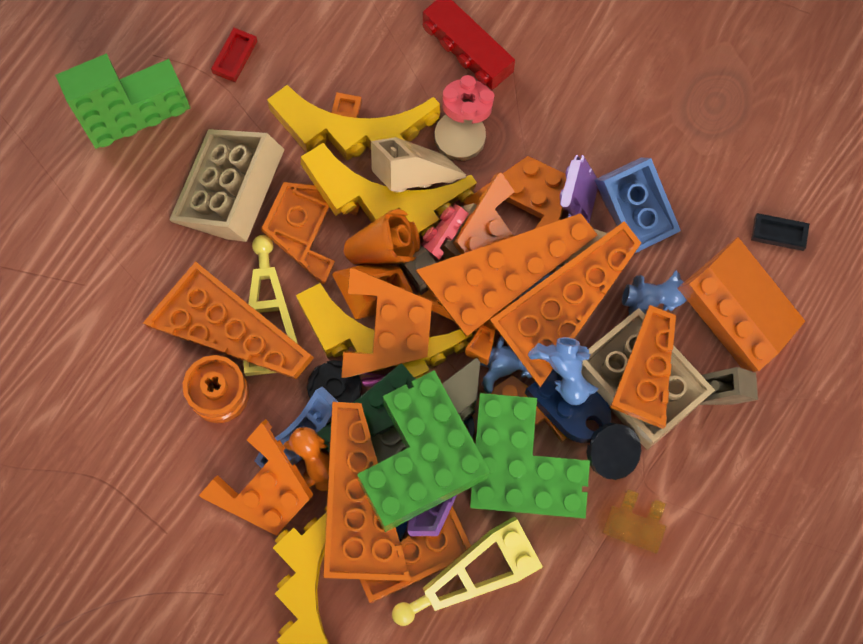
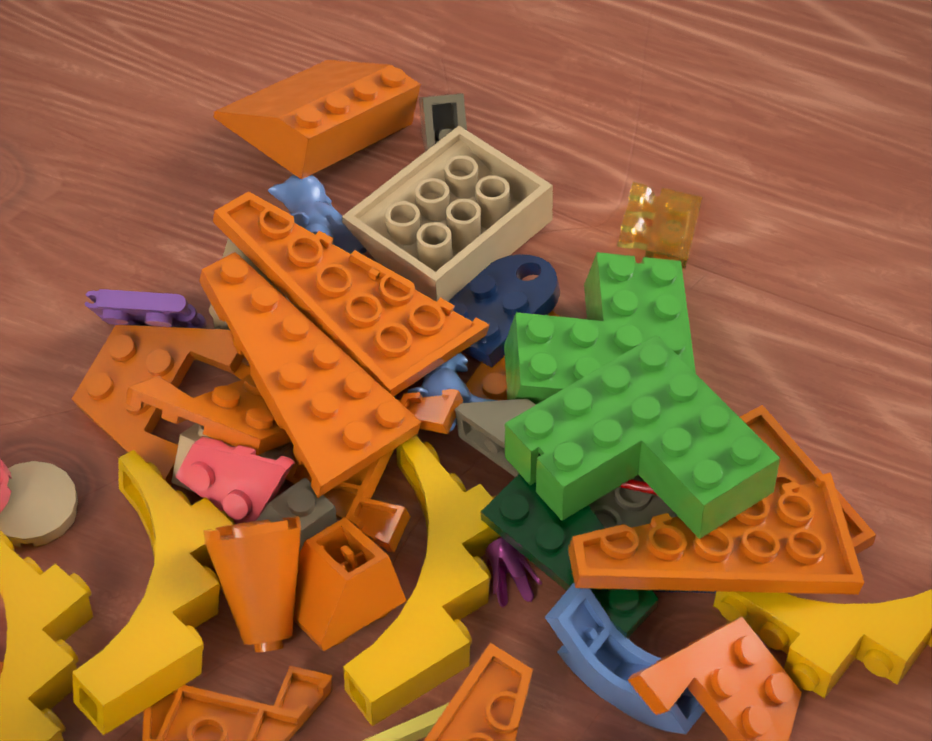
camera: 100 degrees left, 20 degrees down
(308, 445) = (667, 628): orange animal -> none
(329, 377) = (525, 634): black tile -> none
(399, 328) = (424, 516): orange wing -> none
(408, 165) = (111, 543): tan slope -> none
(516, 552) = (753, 351): light yellow plate -> none
(567, 361) = (454, 277): medium blue animal -> none
(614, 451) = (562, 244): black tile -> none
(639, 199) = (149, 245): medium blue slope -> none
(645, 379) = (465, 194): orange wing -> none
(780, 232) = (189, 90): black tile -> none

